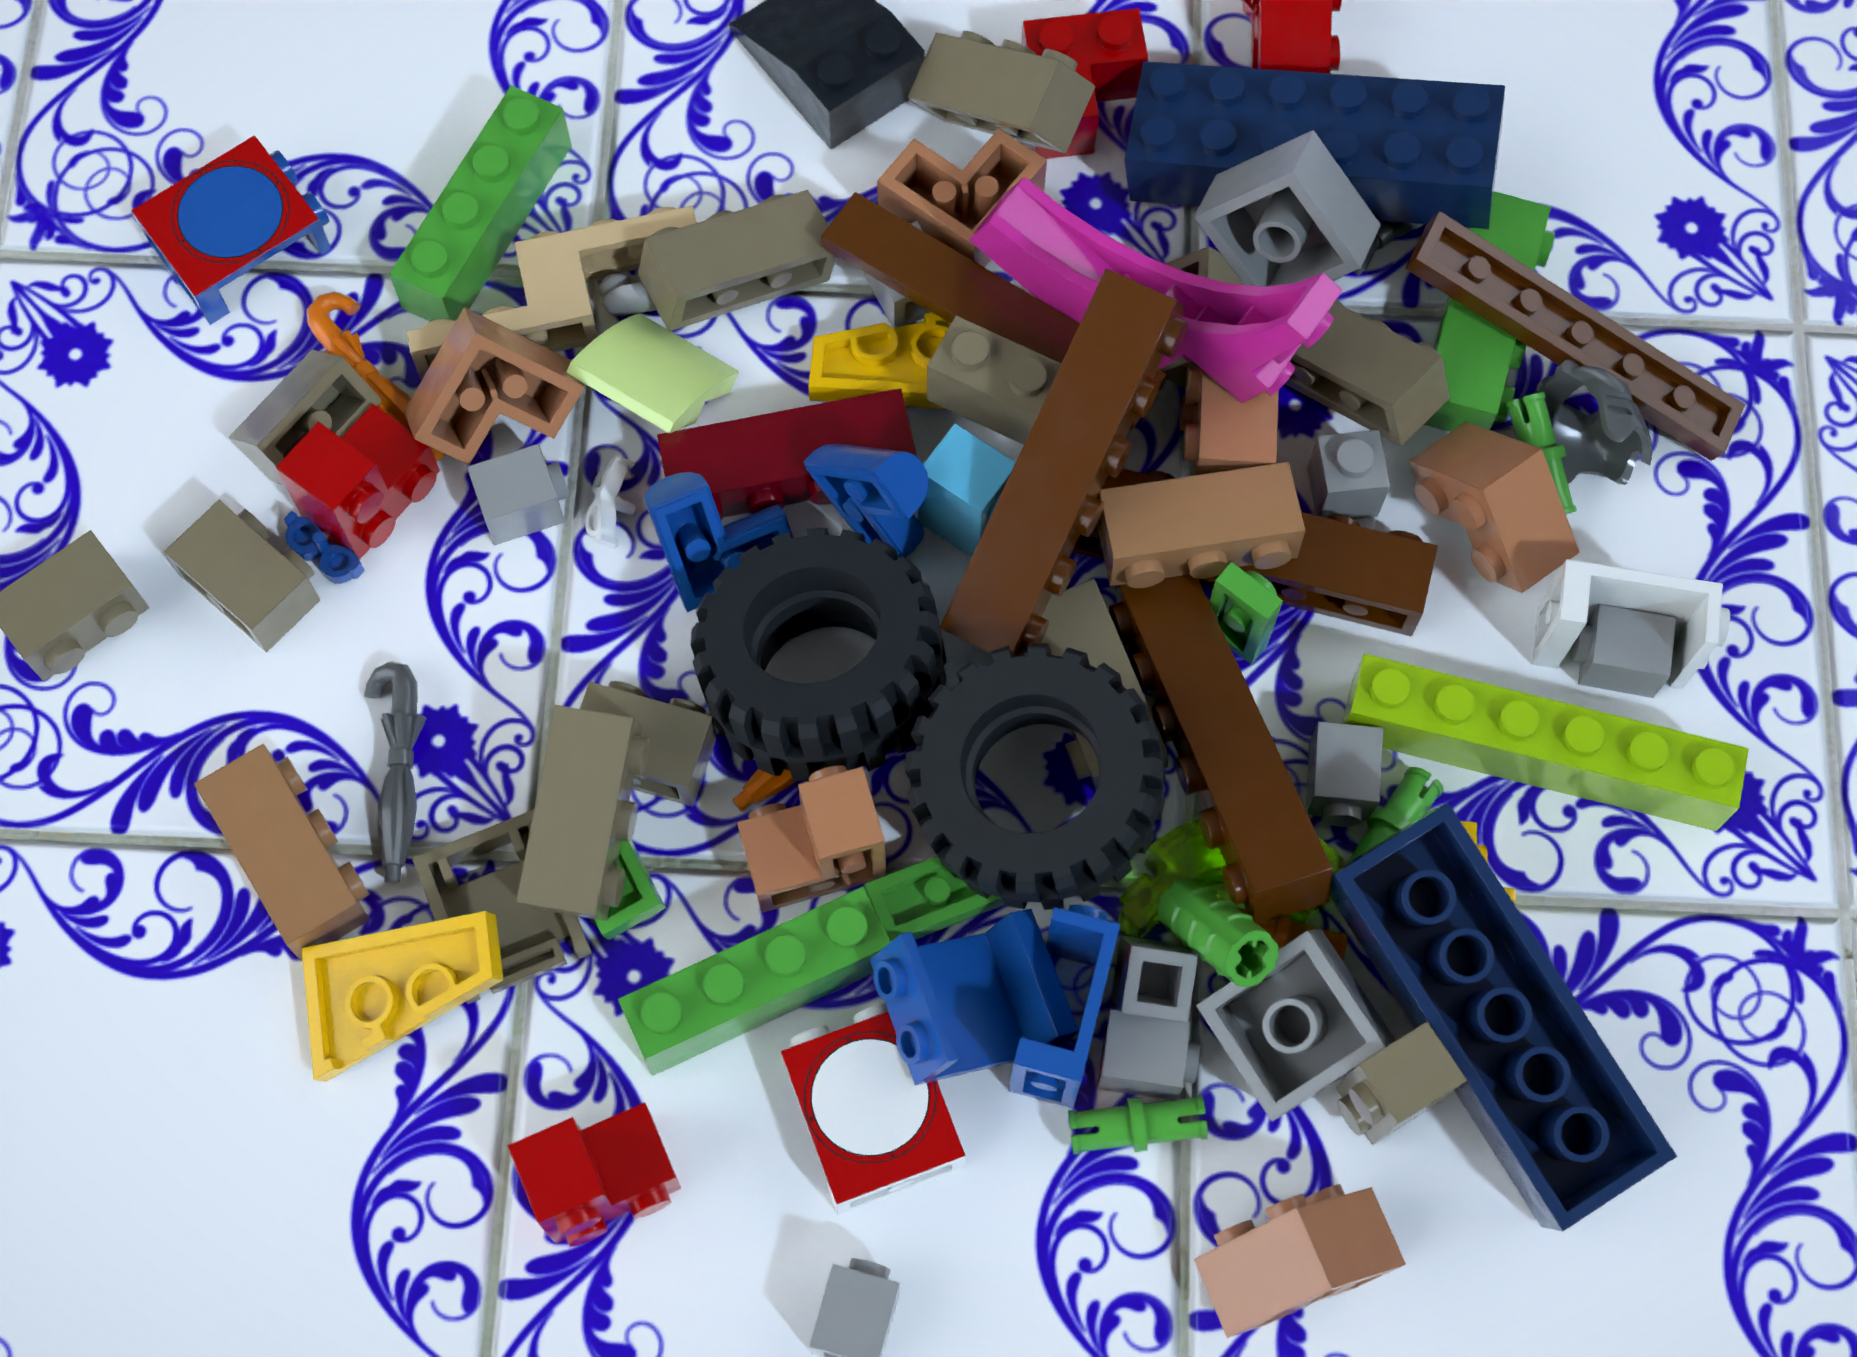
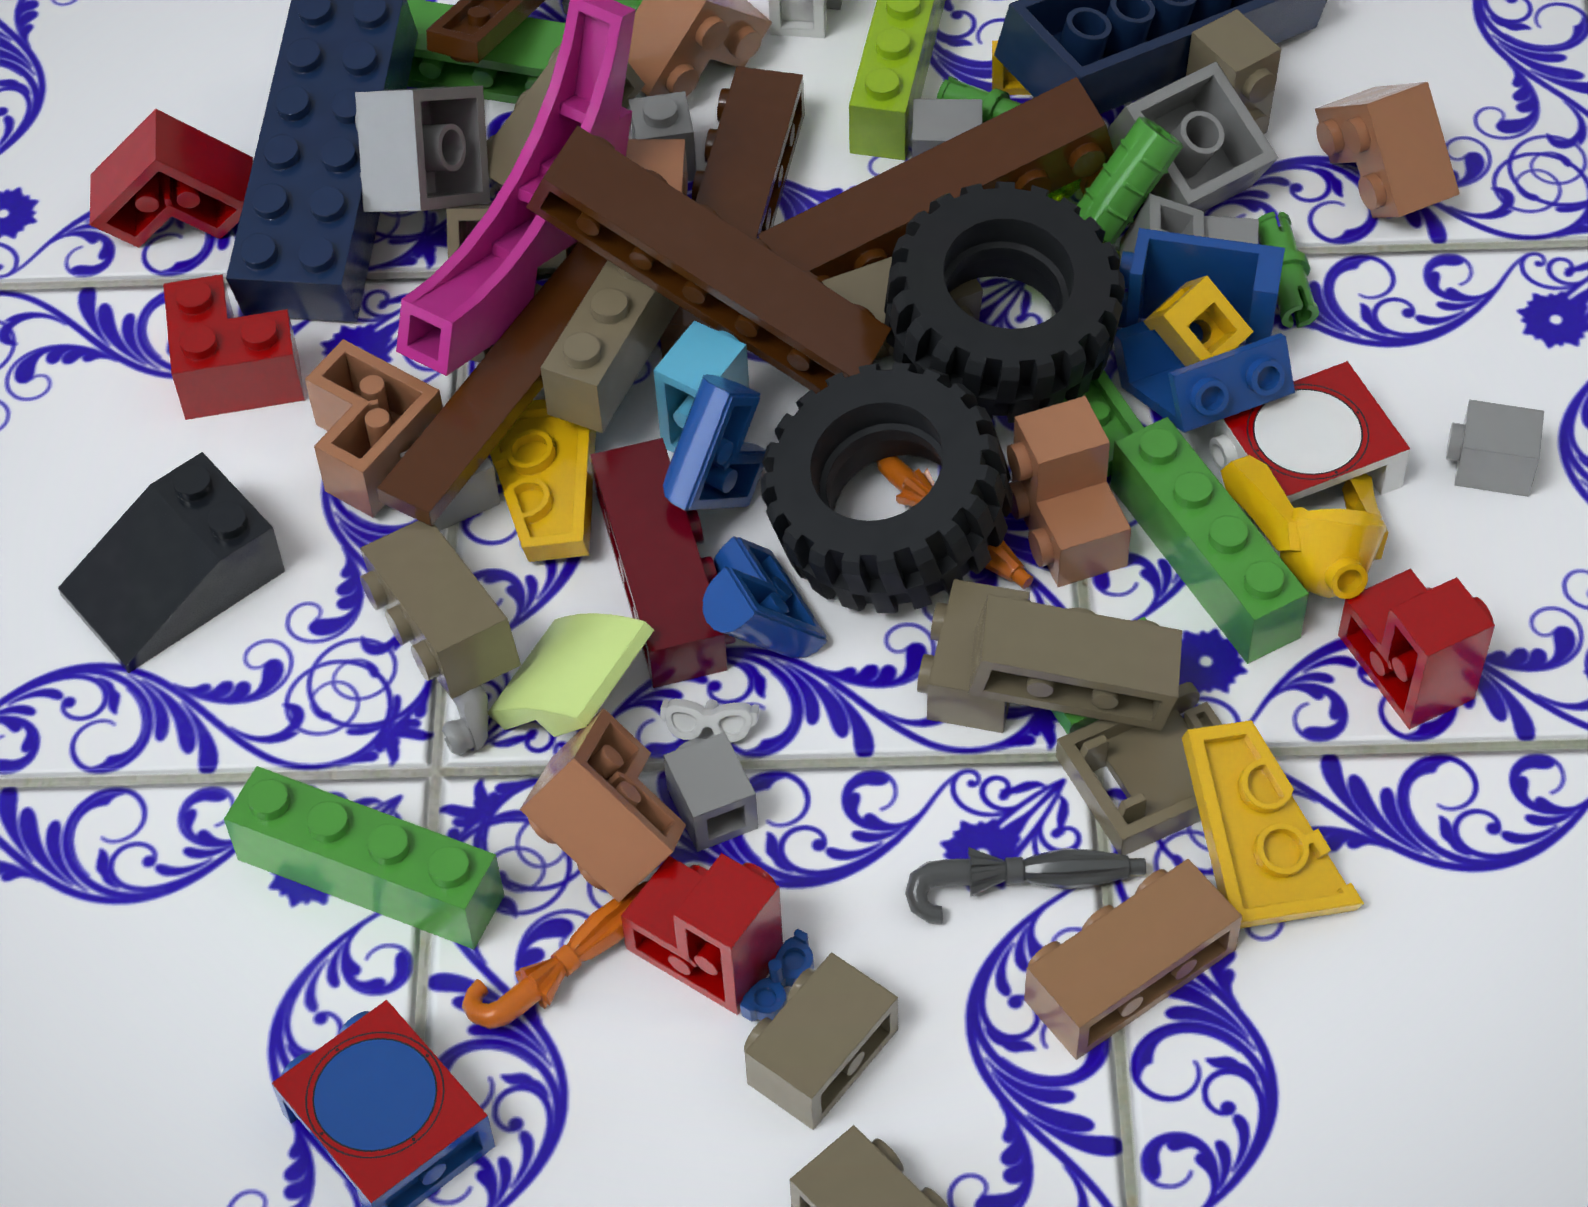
camera: 90 degrees left, 15 degrees down
(316, 390) = (634, 992): dark tan brick -> none
(555, 285) = (465, 783): tan bracket -> none
(701, 1089) = (1322, 547): none -> yellow piece
(1003, 88) = (258, 378): dark tan brick -> none
(1005, 988) = (1203, 304): none -> yellow brick
(1200, 525) = (733, 178): medium nougat brick -> none
(1245, 610) = (812, 174): bright green plate -> none

